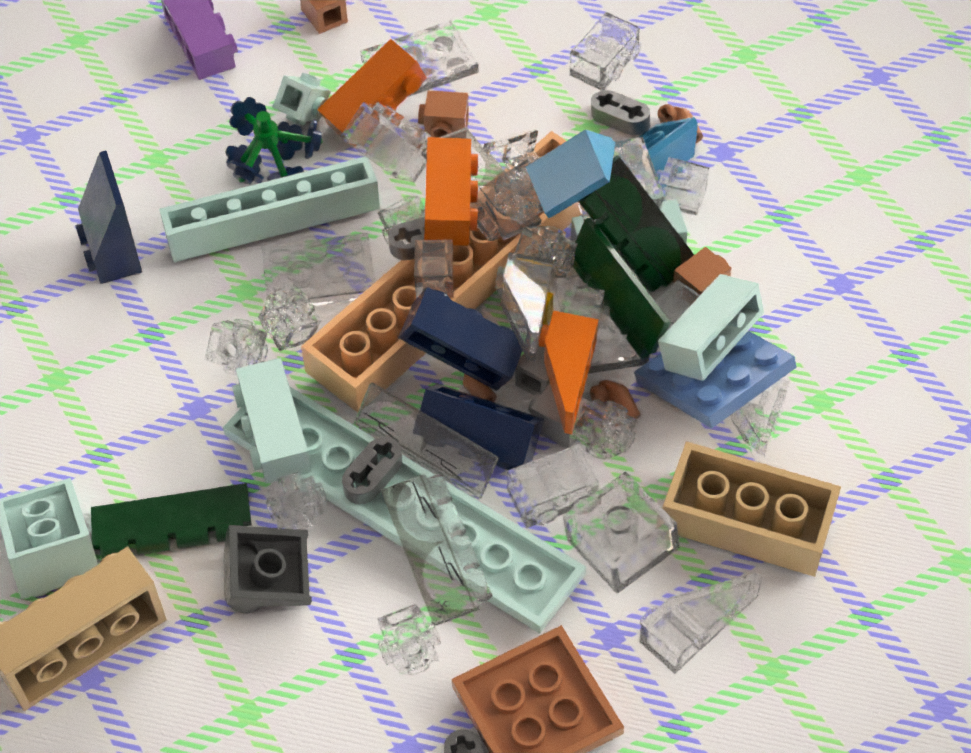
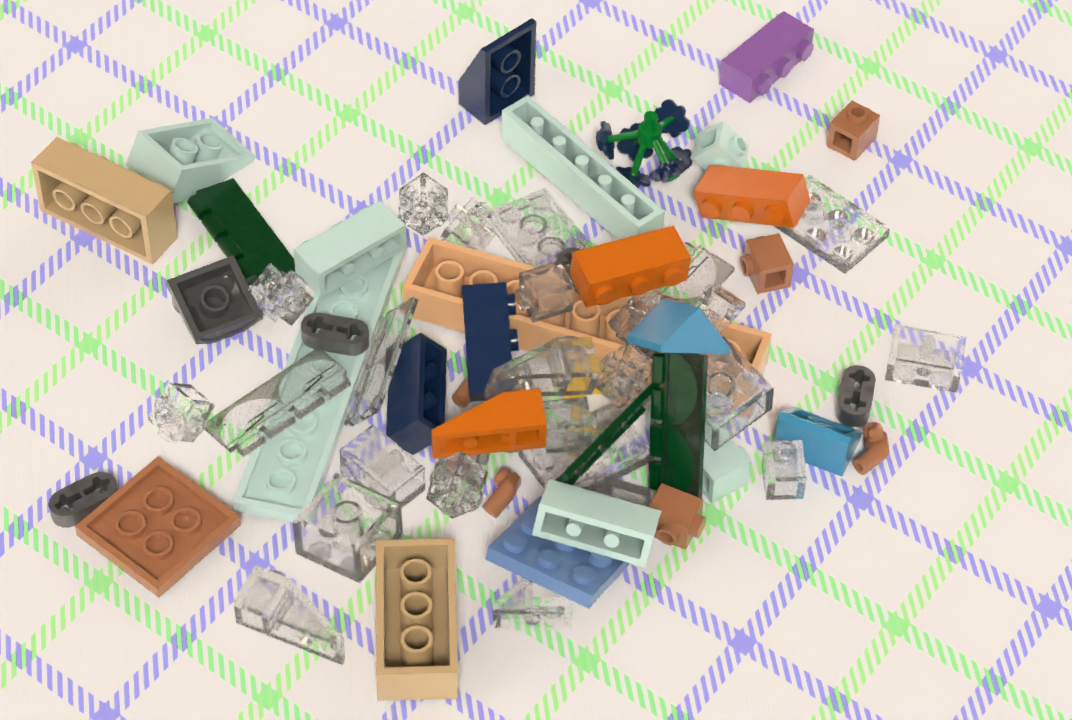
camera: 65 degrees right, 5 degrees down
(387, 141) = (694, 210): clear brick -> none

